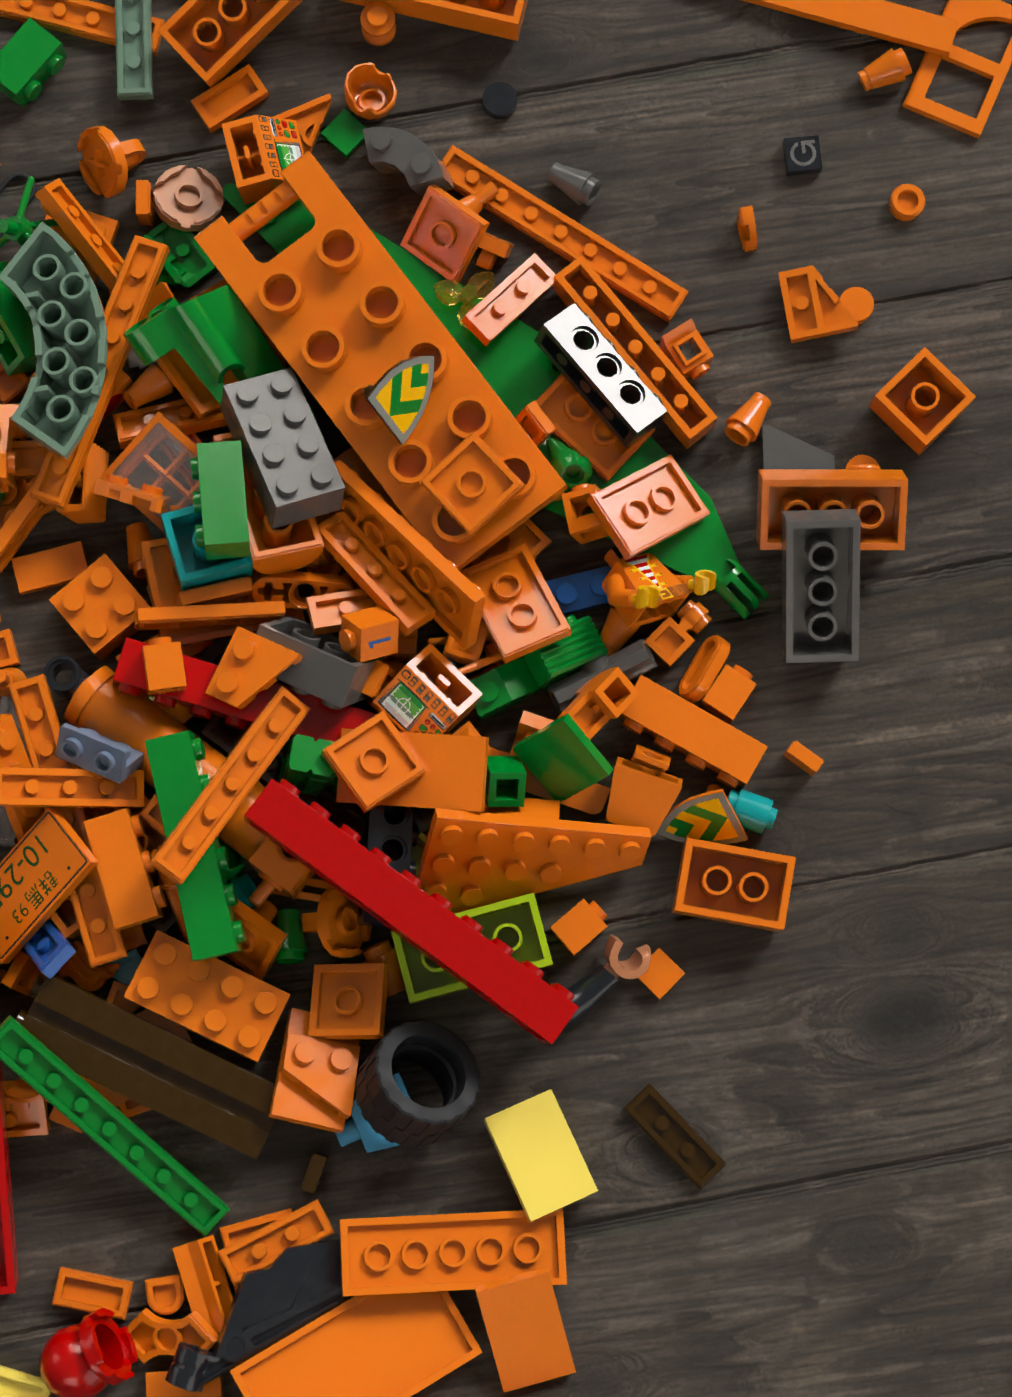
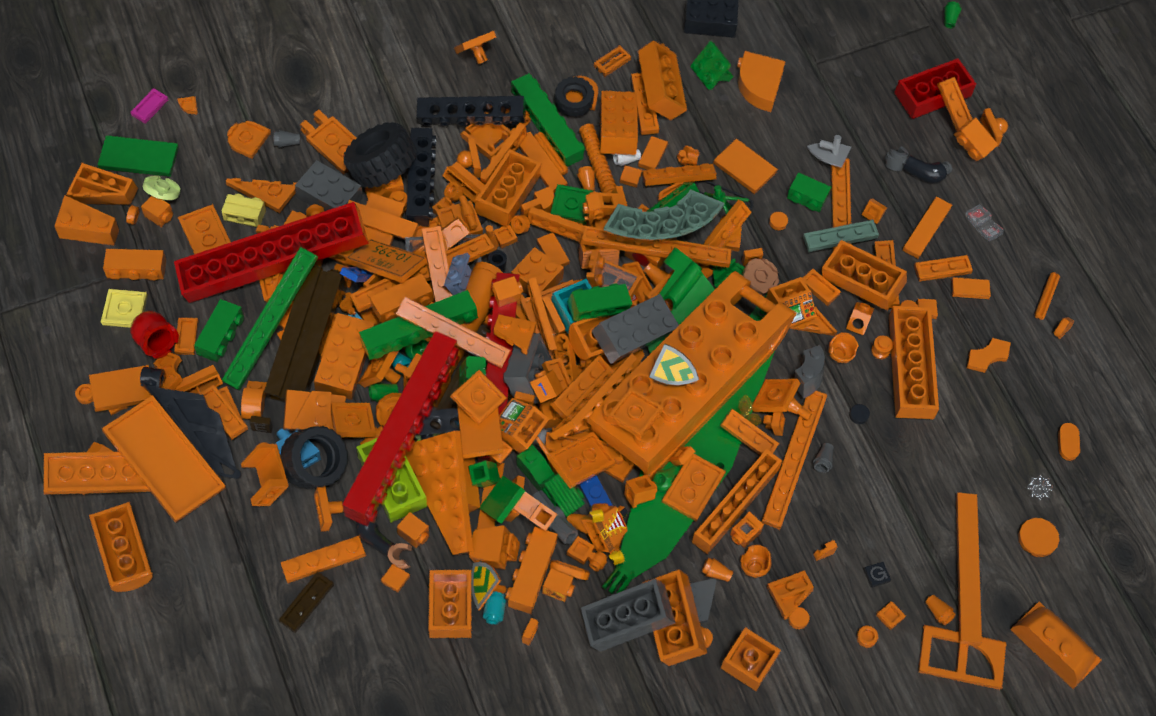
camera: 75 degrees right, 20 degrees down
(68, 134) = (778, 221): none -> orange tile
(99, 1227) = (219, 330): none -> green brick
(107, 160) = (769, 236): orange tile -> none
(165, 1294) = (189, 367): orange tile -> none
(260, 1179) = (253, 399): none -> orange brick
(303, 37) = (863, 312): none -> orange bracket
(344, 134) = (818, 339): green tile -> none
(426, 1168) = (270, 473): none -> orange panel
(447, 1251) = (227, 496): orange plate -> none
(507, 1078) = (326, 508): none -> orange tile
(525, 1329) = (190, 539): orange tile -> none
(540, 1155) = (285, 532): light yellow tile -> none
(599, 1096) = (323, 559): none -> orange plate
(601, 393) = (696, 501): brick -> none
(648, 507) = (651, 519): tile -> none
(749, 348) = (756, 561): none -> orange hair
(877, 153) = (891, 615): none -> orange tile

